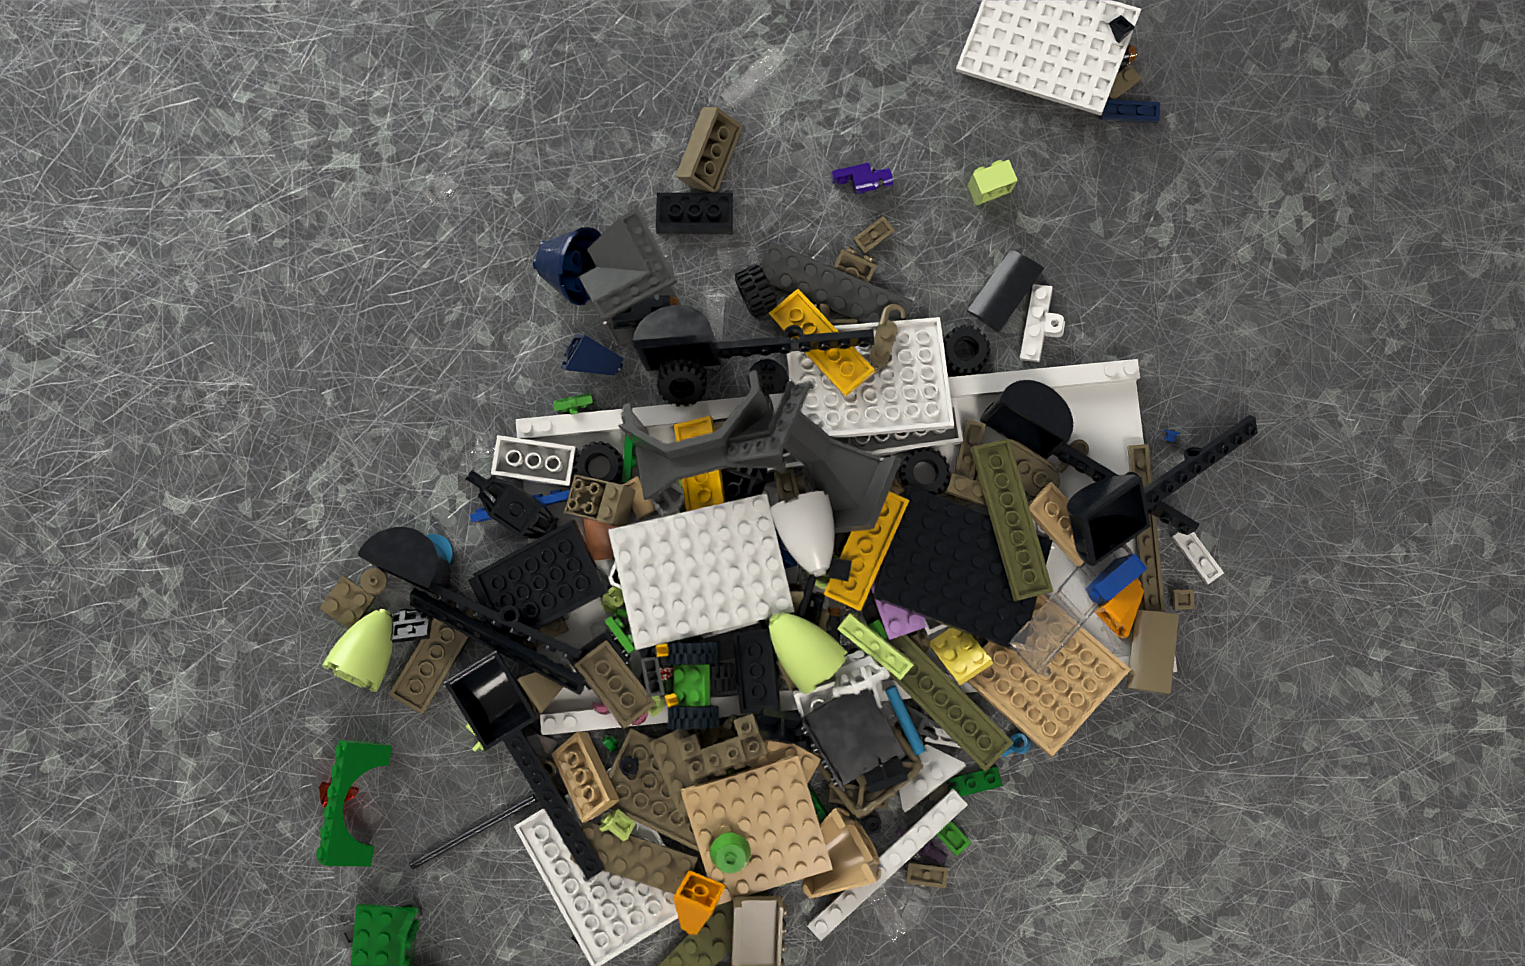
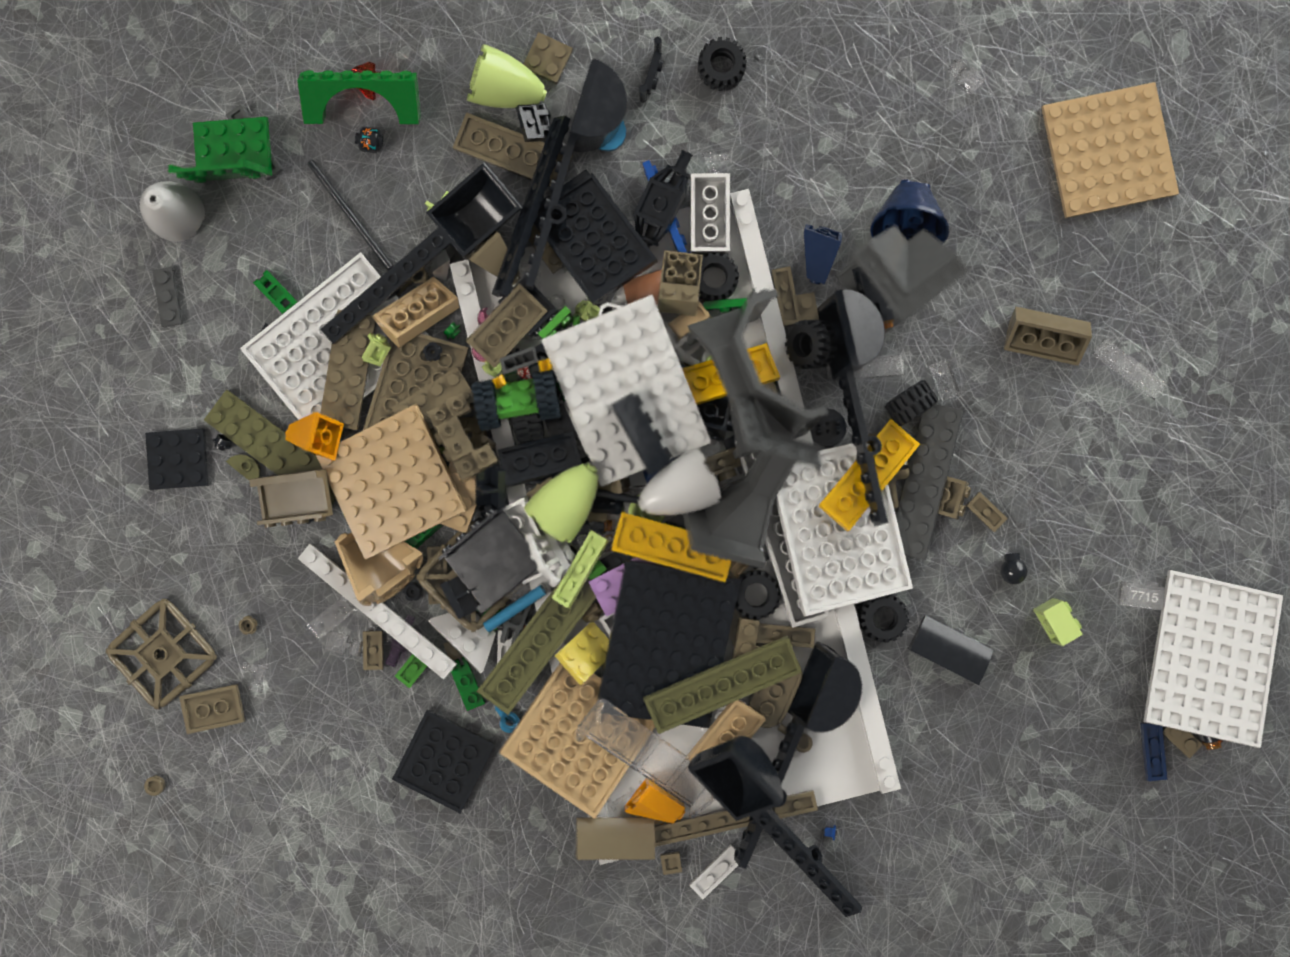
camera: 85 degrees right, 5 degrees up
(373, 581) = (571, 79): dark tan wheel -> none
(374, 416) = (726, 49): none -> black tyre
(375, 493) = (655, 66): none -> black plate
(399, 799) = (369, 139): none -> black head
(536, 64) = (1110, 150): none -> tan plate
(540, 922) = (275, 292): none -> green plate
(571, 403) = (772, 240): bright green plate -> none
(637, 397) = (786, 297): none -> dark tan plate
(643, 380) = (807, 306): none -> dark tan plate
(694, 213) = (981, 331): black slope -> none
(730, 853) = (365, 459): bright green cone -> none
(748, 561) = (641, 434): none -> black slope
(840, 569) = (647, 524): black plate -> none
(863, 179) = (1041, 494): dark purple plate -> none
(884, 338) = (882, 536): dark tan plate -> none
(934, 217) = (1013, 569): none -> black piece
(976, 100) = (1141, 595): none -> clear brick
(1040, 323) = (922, 688): white plate -> none
(1051, 818) = (443, 761): none -> black plate
(1115, 578) = (680, 793): blue slope -> none
(1121, 28) = (1236, 729): black slope -> none

